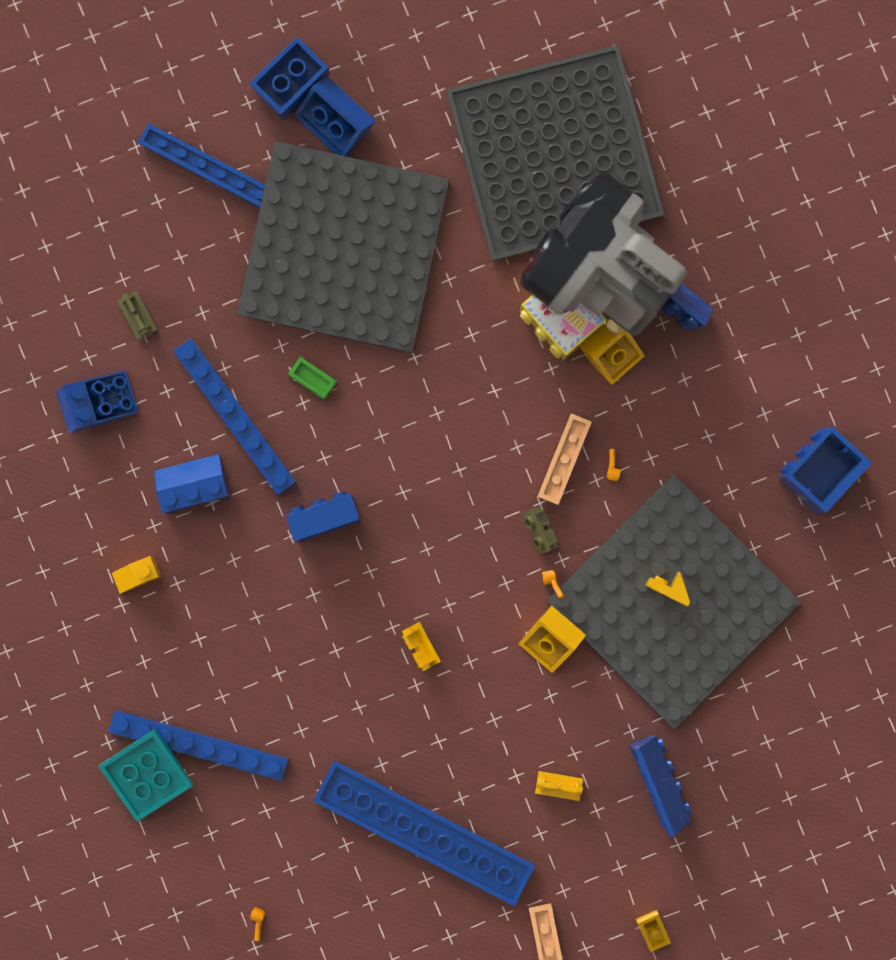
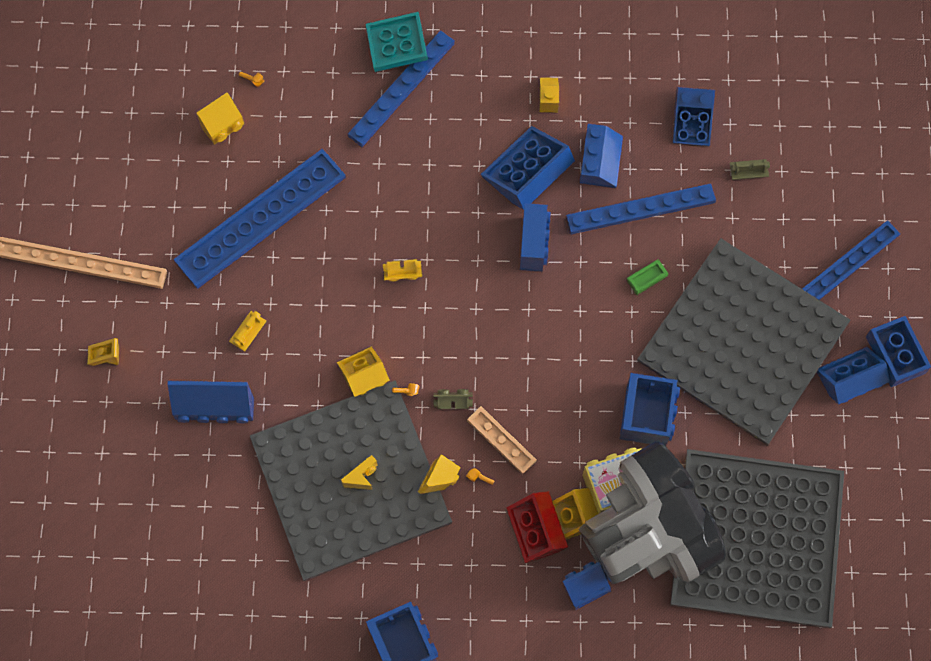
camera: 110 degrees right, 15 degrees down
(237, 560) = (528, 166): none -> blue slope
(328, 932) = (220, 118): none -> yellow slope
(469, 315) = (649, 409): none -> blue container
(633, 506) = (440, 475): none -> yellow slope
(642, 383) = (537, 526): none -> red slope

